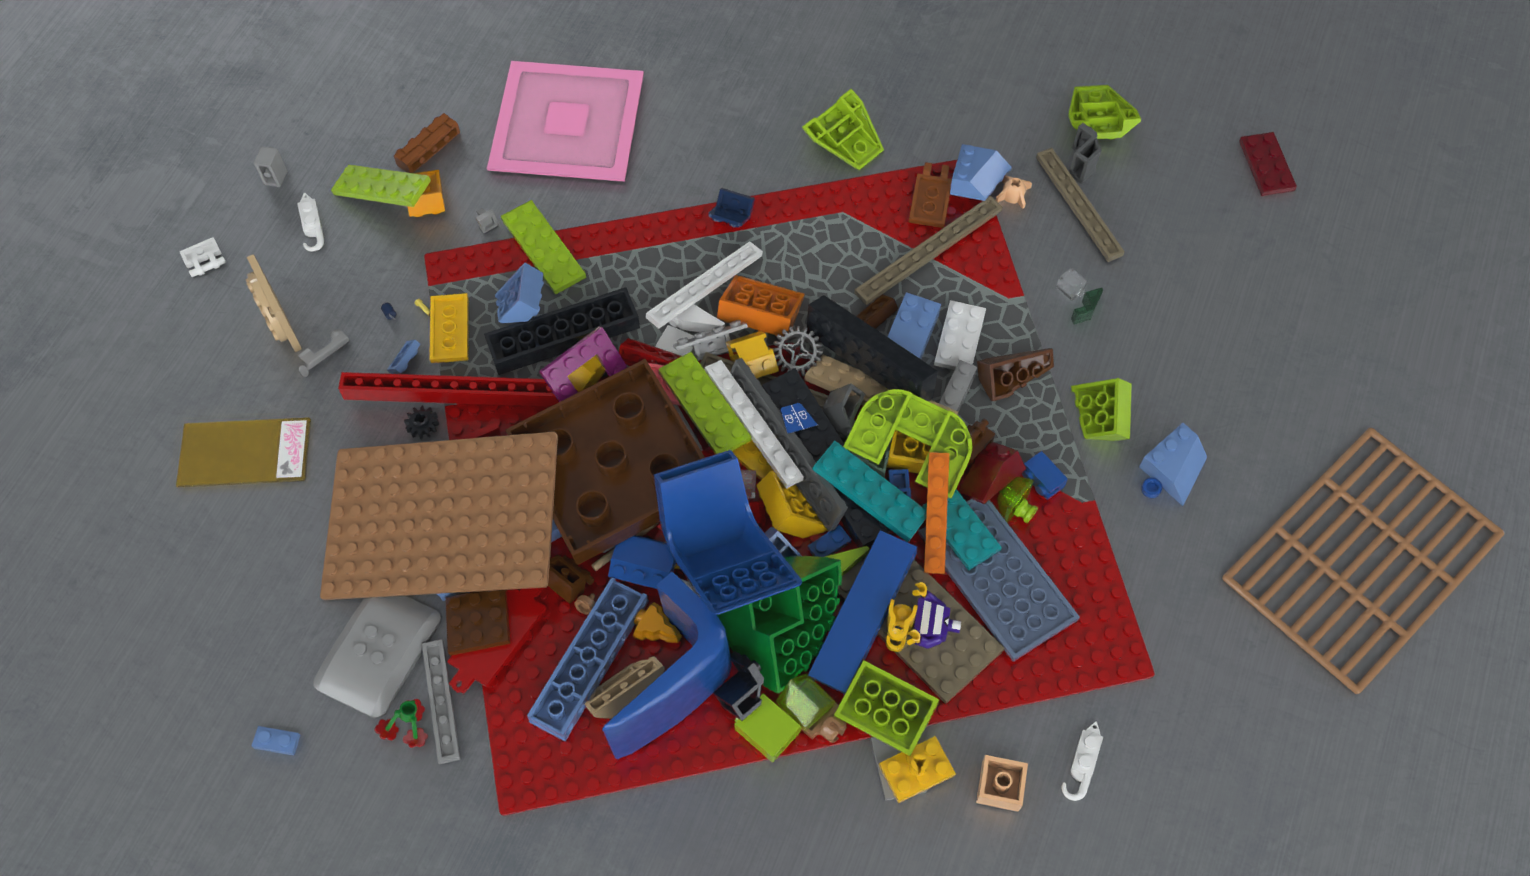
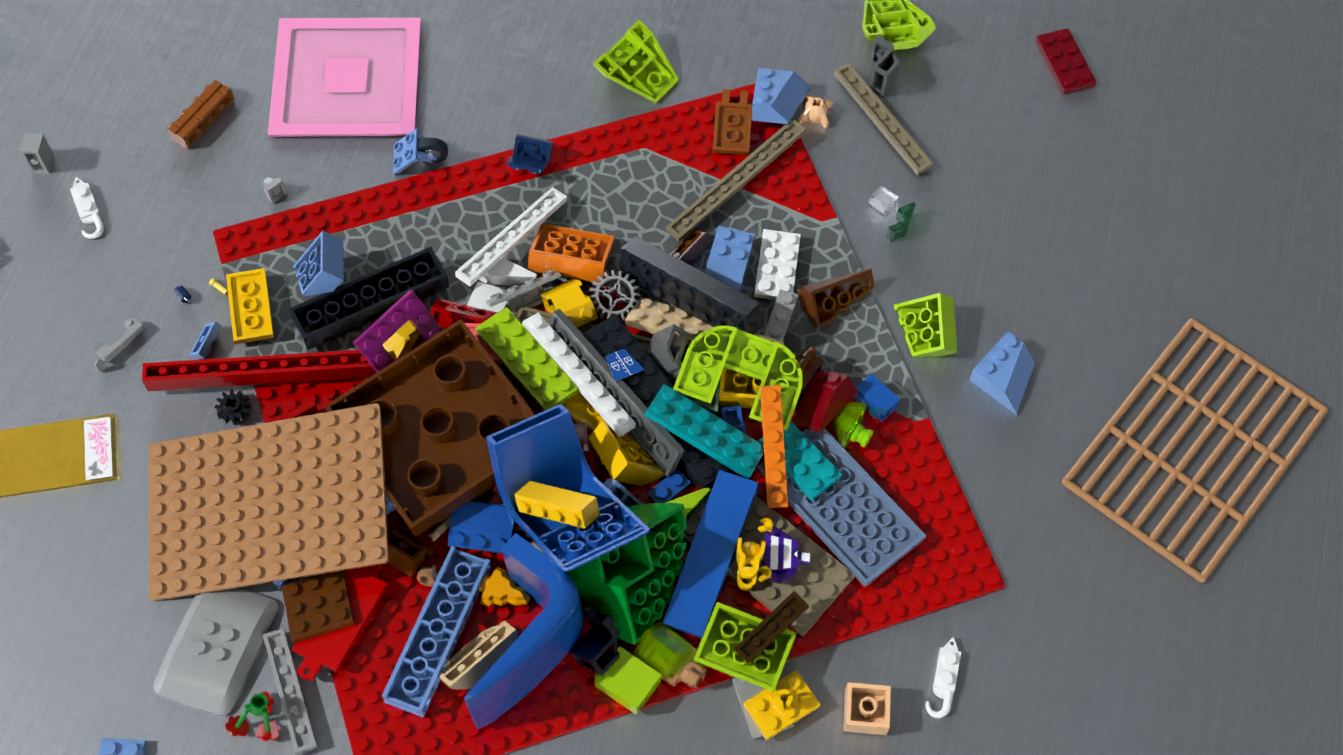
camera: 10 degrees left, 0 degrees up
(269, 305) = (57, 299): tan piece -> none
(381, 185) = (158, 162): lime plate -> none
(432, 197) = (204, 166): light orange slope -> none
(543, 247) = (338, 211): lime plate -> none
(626, 193) = (417, 148): none -> medium blue plate
(716, 547) = (557, 504): none -> yellow brick
(914, 692) = (771, 628): none -> dark brown plate
(1151, 488) = (983, 399): blue tile -> none

